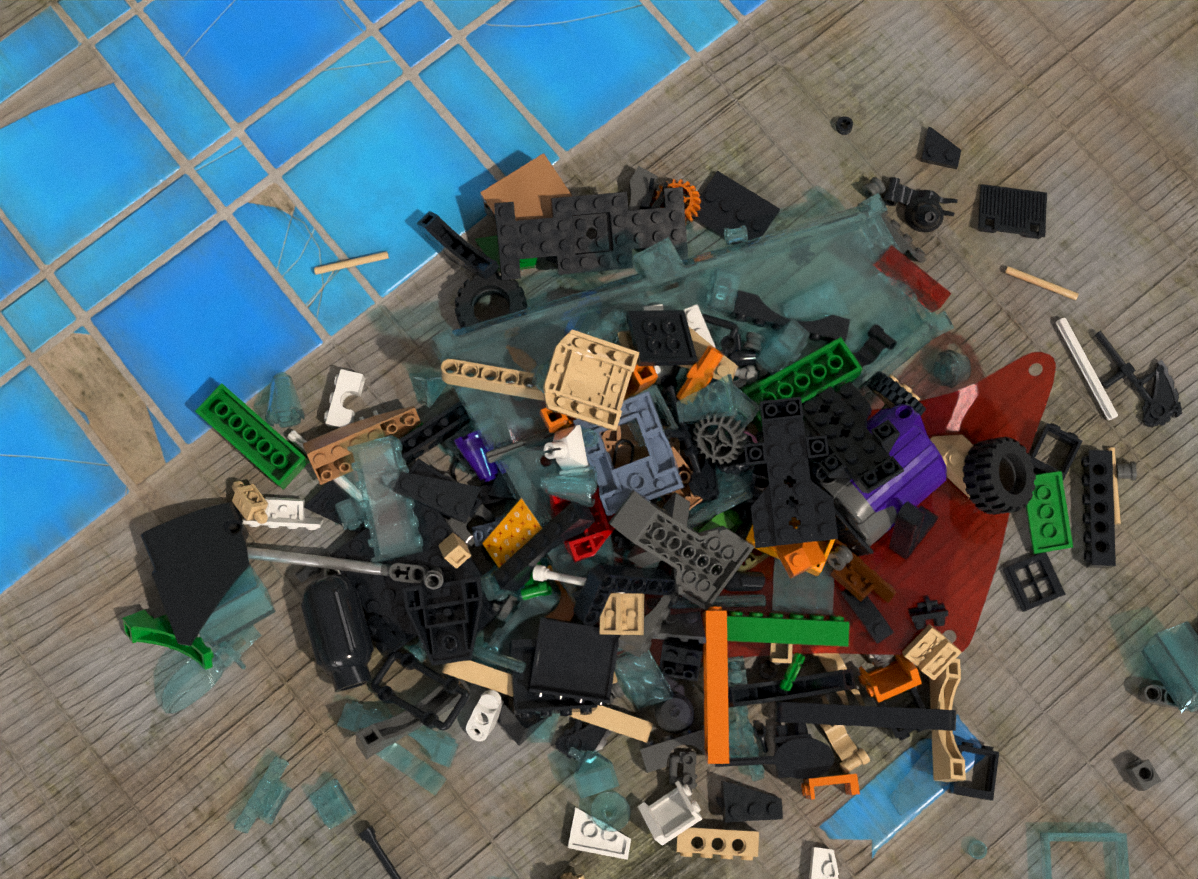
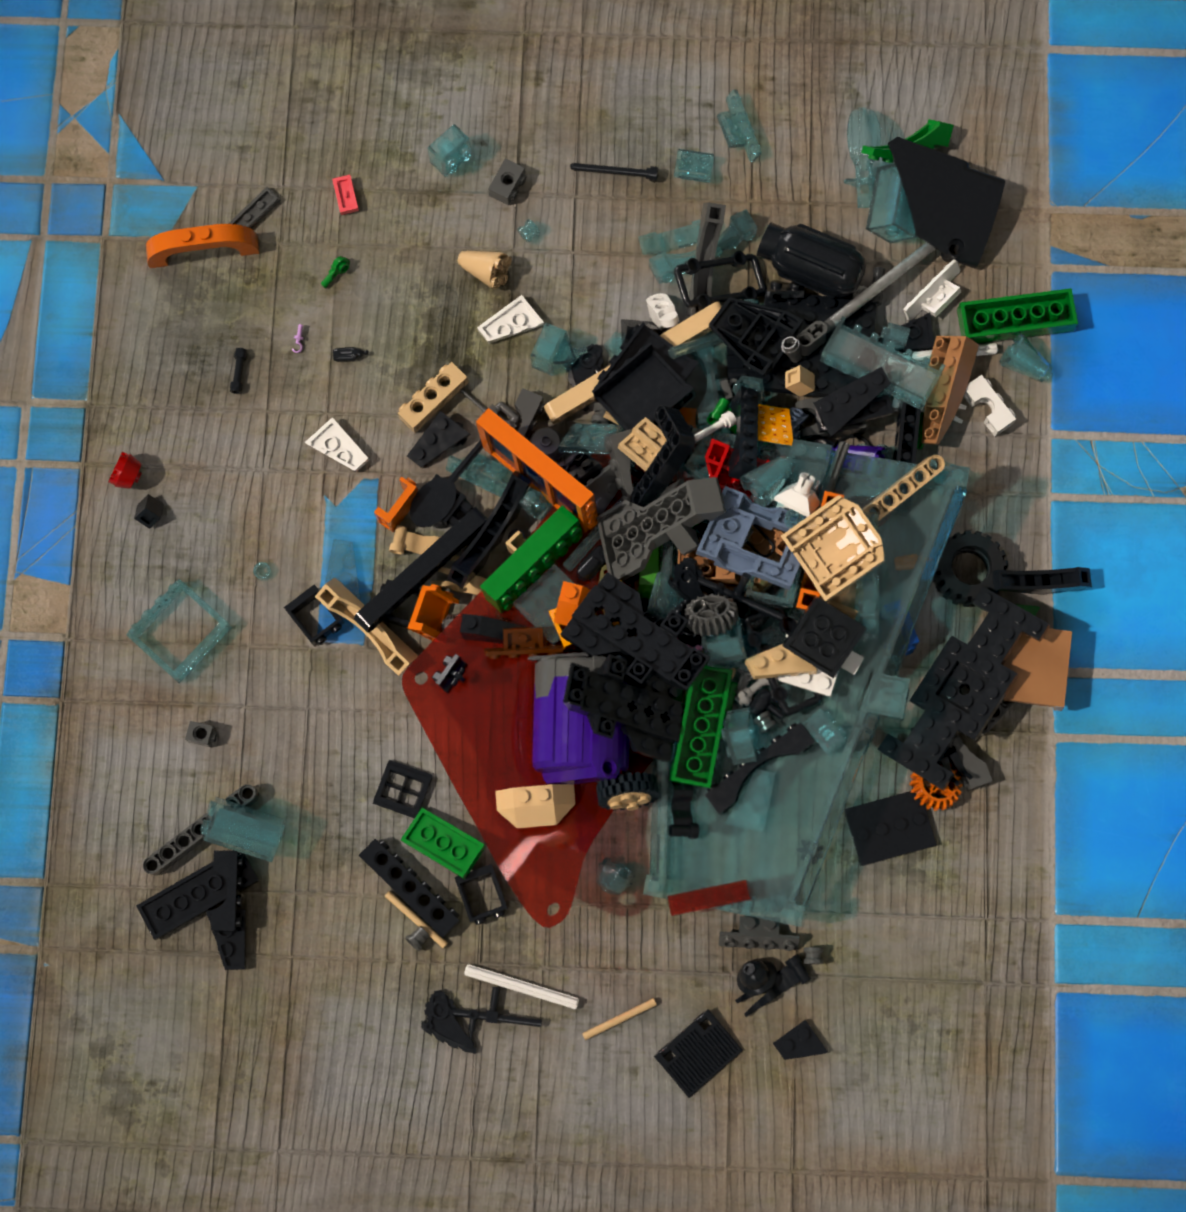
camera: 135 degrees right, 0 degrees up
(250, 502) = (972, 282): tan piece -> none
(350, 263) = (1100, 499): tan bar -> none
(616, 805) = (509, 346): clear light blue dish -> none
(671, 814) = (480, 378): white panel -> none
(701, 372) = (770, 641): orange piece -> none
(715, 397) = (744, 626): clear light blue wing -> none
(735, 235) = (856, 785): clear light blue bush -> none
(761, 735) = (477, 492): black hand -> none
(792, 671) = (498, 543): green axle -> none
(839, 557) = (547, 640): dark grey wheel -> none
(847, 120) = (894, 983): black bush -> none
(910, 528) = (517, 715): black beam -> none
(931, 652) = (422, 653): tan slope -> none
(999, 475) = (482, 825): black tyre -> none

